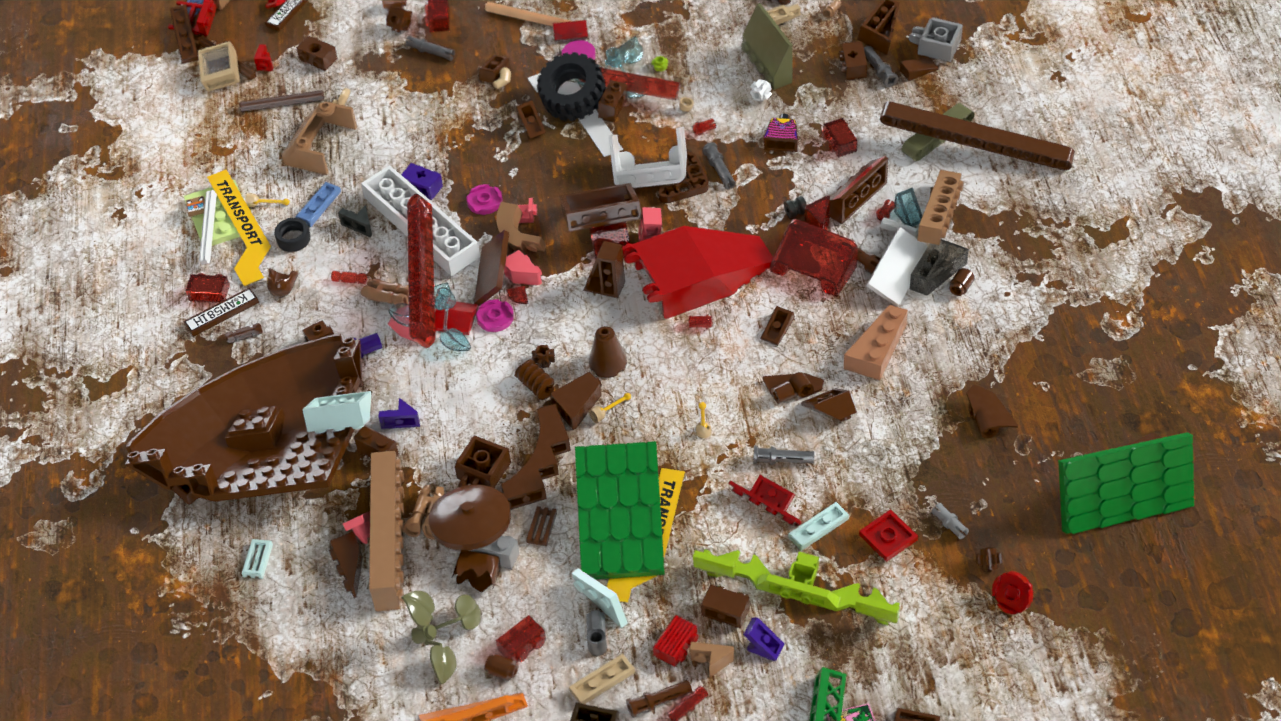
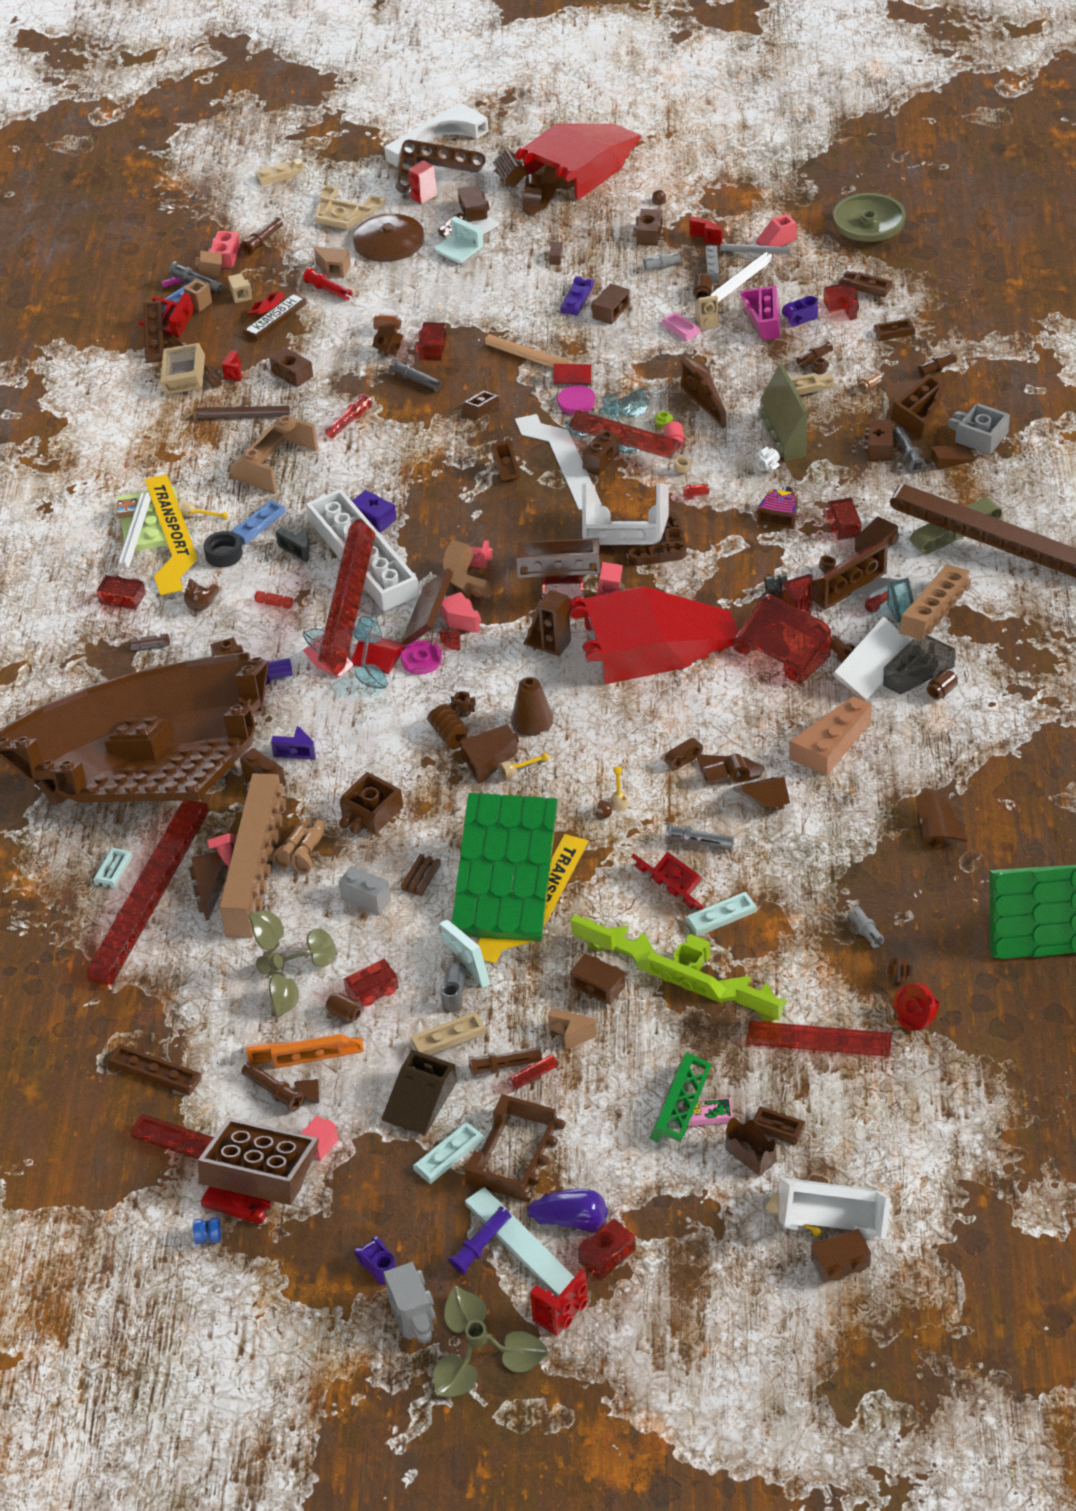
camera: 10 degrees right, 5 degrees down
(221, 312) = (130, 618): tile -> none
(294, 582) = (147, 892): none -> clear red beam
(338, 412) = (227, 729): light aqua slope -> none
(343, 97) = (309, 415): tan arm -> none
(382, 88) = (354, 411): none -> clear red pin
(386, 292) = (305, 617): medium nougat piece -> none
(469, 517) = (343, 852): reddish brown dish -> none
(478, 568) = (342, 906): reddish brown piece -> none
(484, 199) = (436, 537): dark pink tile -> none
(505, 76) = (488, 417): tan arm -> none
(527, 484) = (414, 830): reddish brown arch -> none
(564, 69) = (549, 413): black tyre -> none
(673, 74) = (675, 431): none -> coral brick
(675, 641) = (534, 1006): red brick -> none
(688, 31) = (701, 388): none -> reddish brown wedge
(692, 440) = (603, 810): none -> reddish brown hinge
(701, 321) = (642, 690): clear red pin -> none
(716, 160) = (700, 526): flat silver pin -> none
(751, 377) = (683, 753): none -> reddish brown beam
(763, 640) = (630, 1018): dark purple slope -> none
(778, 325) = (727, 705): reddish brown slope -> none
(835, 181) = (826, 563): none -> reddish brown hinge
(871, 149) = (877, 532): none -> reddish brown brick
(881, 199) = (873, 588): none -> light grey piece
(888, 535) = (794, 932): red plate -> none
(892, 225) = (876, 615): white axle -> none
(933, 633) = (819, 1038): none -> clear red tile

